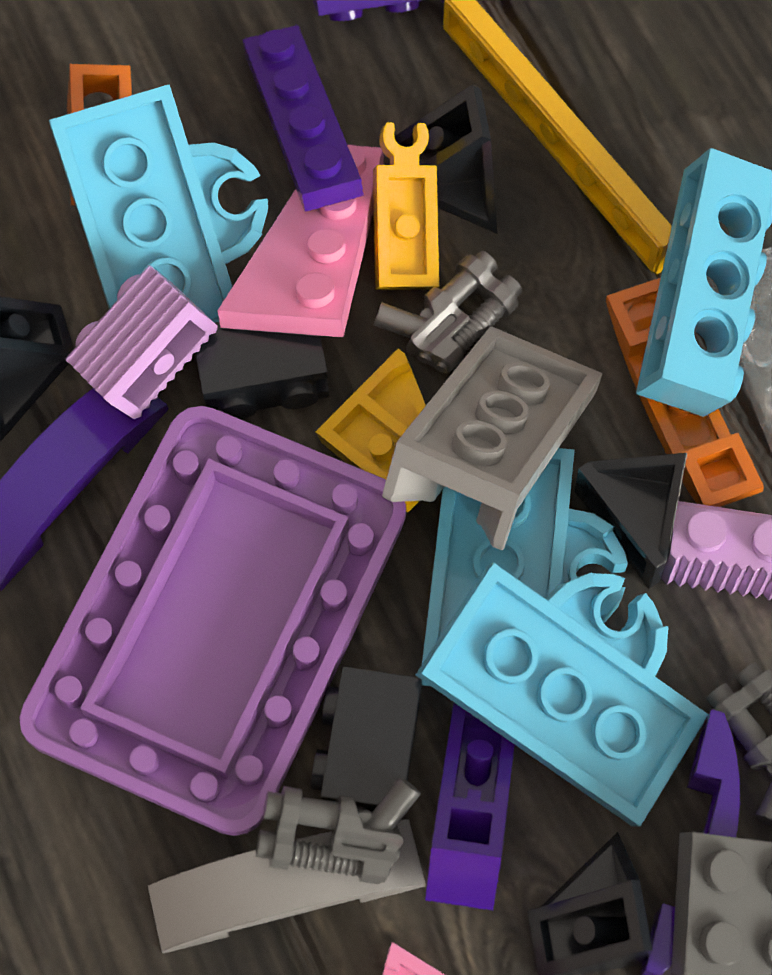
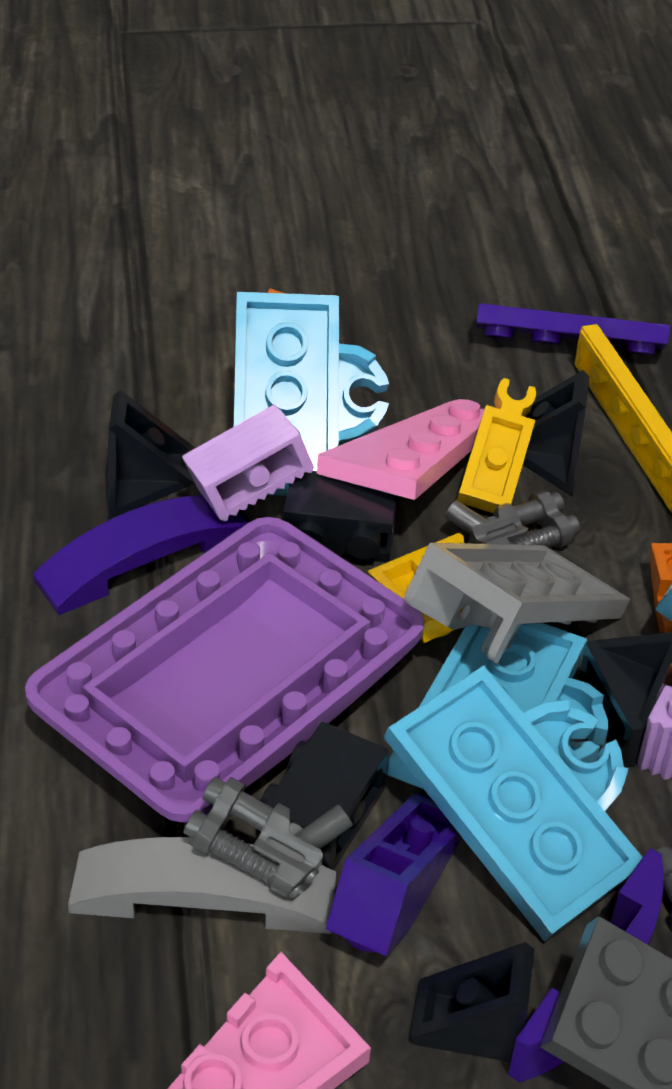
camera: 15 degrees right, 25 degrees down
(302, 118) = (438, 374): dark purple plate -> none

